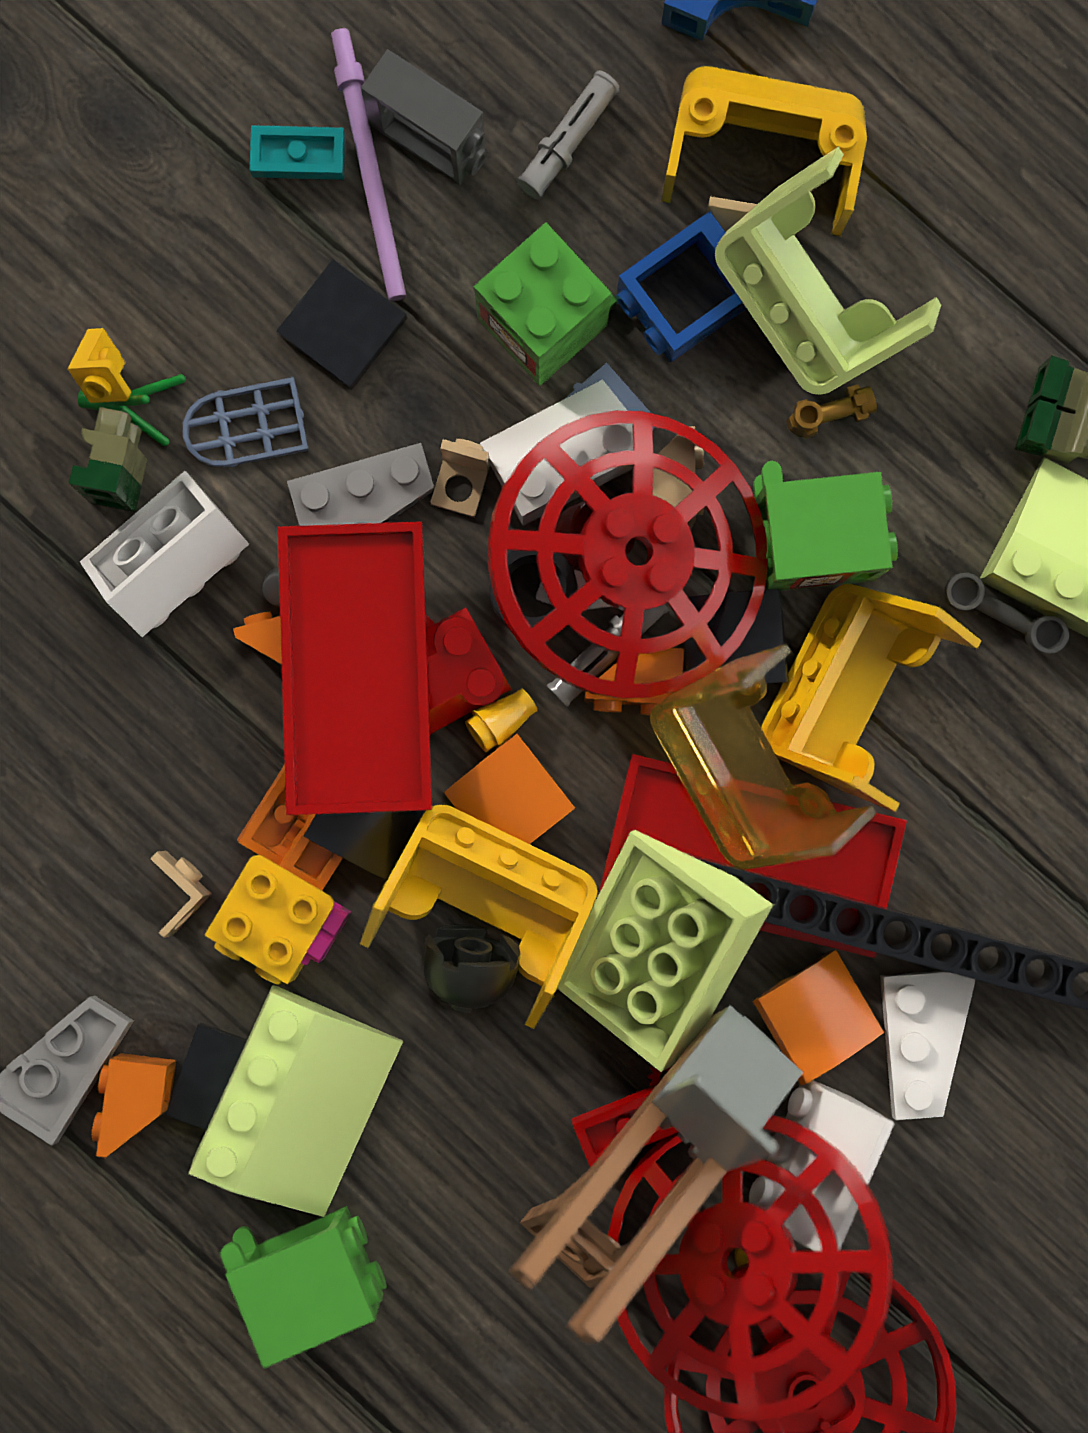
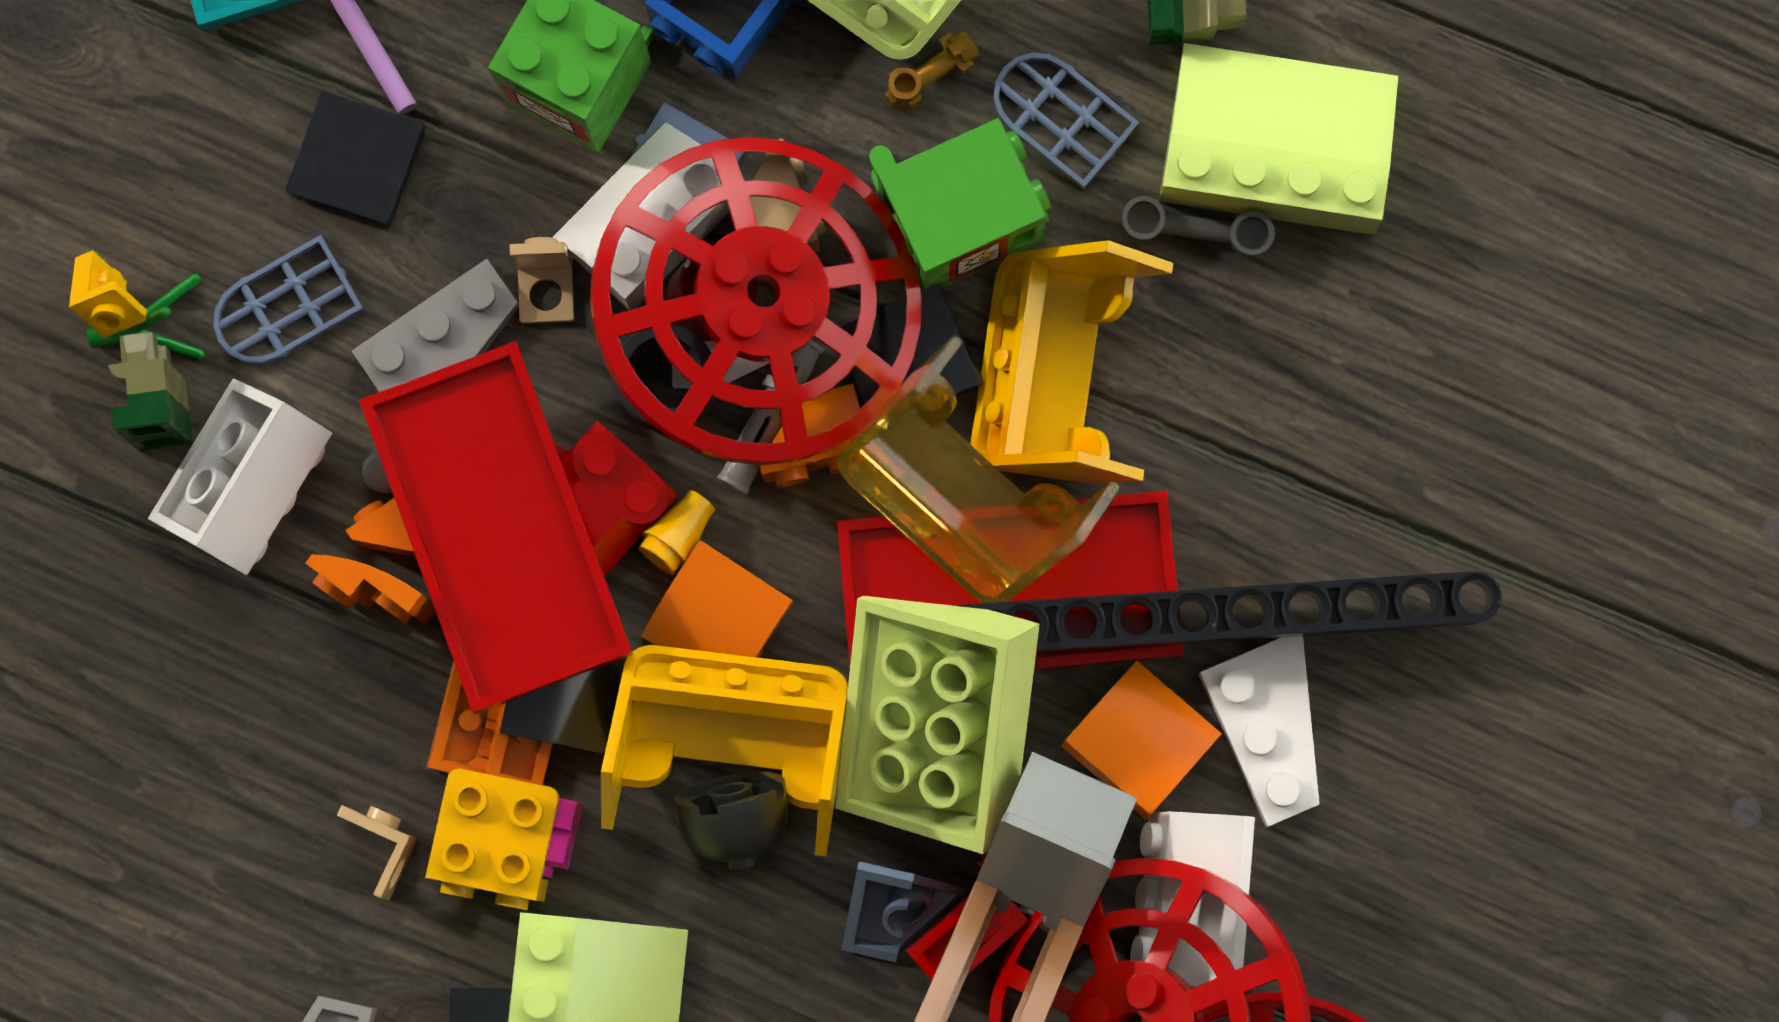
camera: 10 degrees left, 5 degrees down
(235, 680) = (359, 582): none -> orange slope
(571, 1082) = (893, 910): none -> sand blue slope
(943, 487) = (1066, 136): none -> sand blue window

